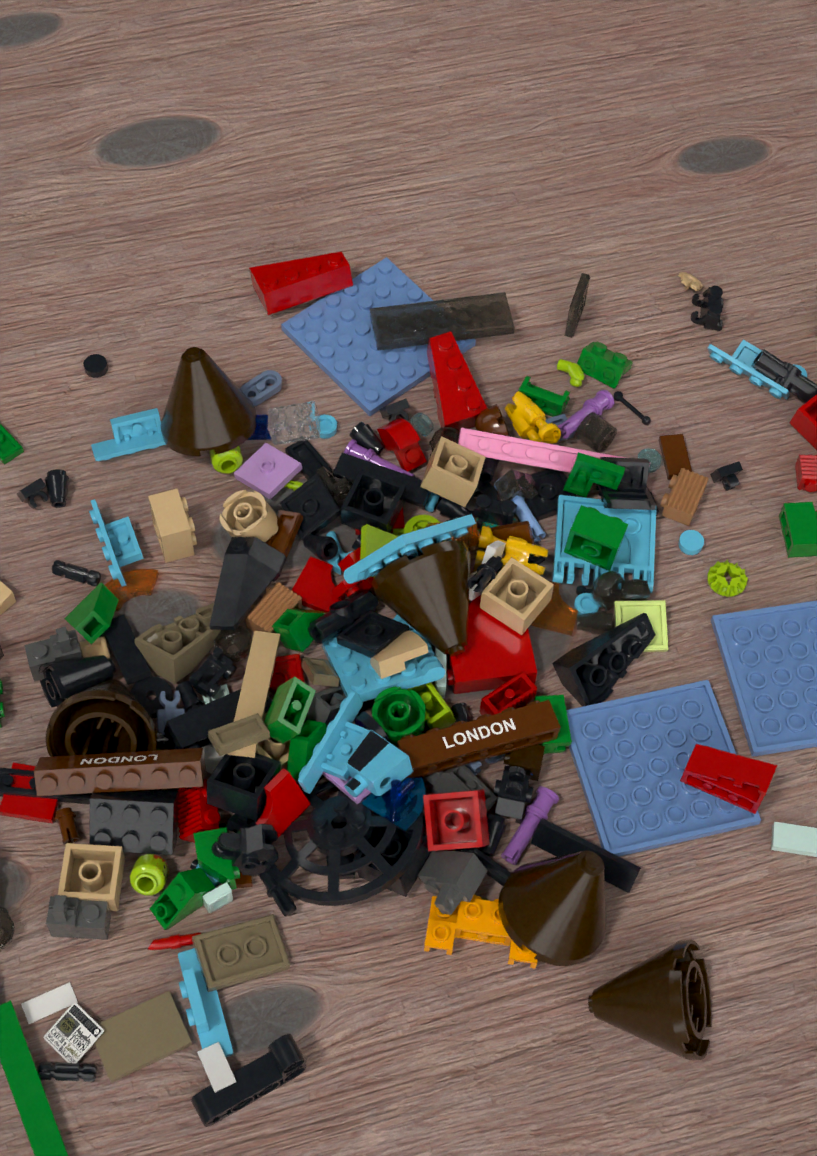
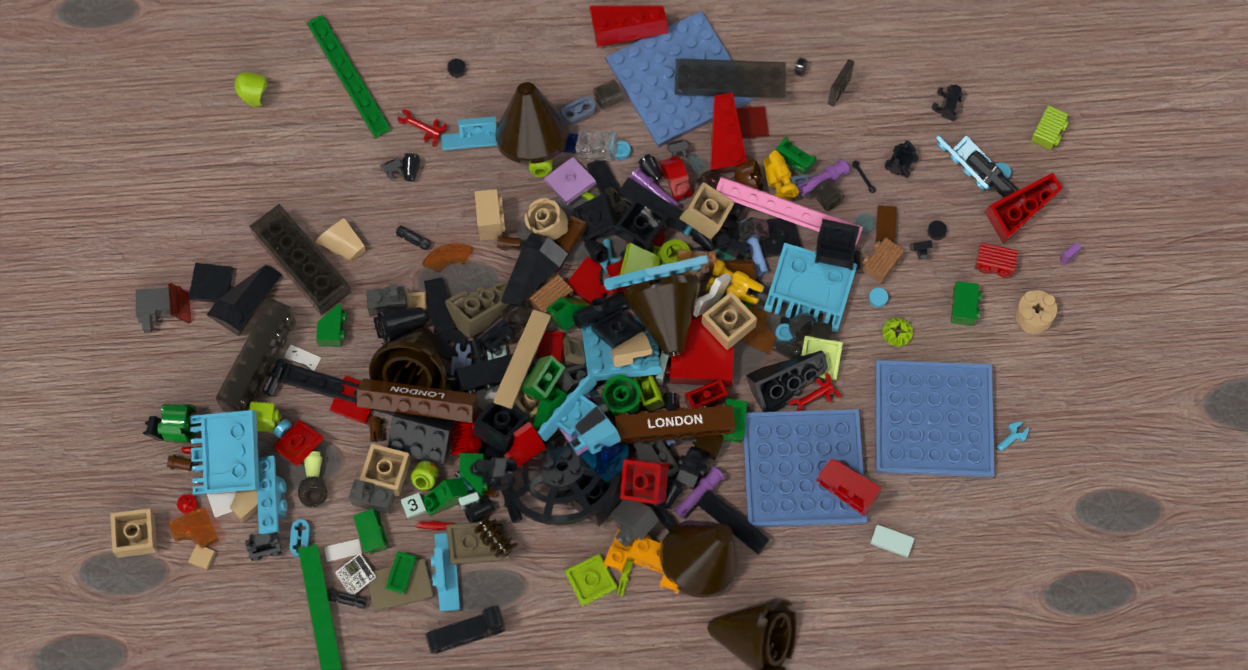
camera: 15 degrees right, 10 degrees up
(78, 445) = (432, 132): none -> red bar
(85, 967) = (371, 531): none -> green hinge
(93, 613) = (419, 274): green slope -> none
(120, 542) = (449, 219): medium azure bracket -> none
(139, 920) = (413, 505): none -> light aqua tile
(139, 1017) = (401, 572): none -> green tile
(204, 557) = (508, 242): none -> reddish brown pin
(216, 1067) = (446, 616): white sticker -> none
(233, 909) = (478, 511): none -> black cone
(238, 734) = (503, 390): dark tan tile -> none
(265, 940) = (499, 542): none -> dark brown piece
(294, 364) = (608, 94): none -> clear smoke piece
(409, 974) = (590, 580): none -> lime tile
(455, 961) = (624, 578): none -> lime pin
(483, 368) = (753, 122): none -> clear red piece
(485, 573) = (709, 300): black axle -> none
(522, 298) = (800, 67): none -> black tile
(574, 370) = (826, 138): lime arm -> none
(592, 470) = (810, 229): green plate -> none
(595, 537) = (800, 284): green brick -> none
(604, 364) = (850, 135): green bracket -> none
(659, 662) = (827, 388): none -> red bar
(673, 379) = (902, 159): none -> black piece
(690, 281) = (941, 74): tan plant -> none
(739, 451) = (937, 230): none -> black tile

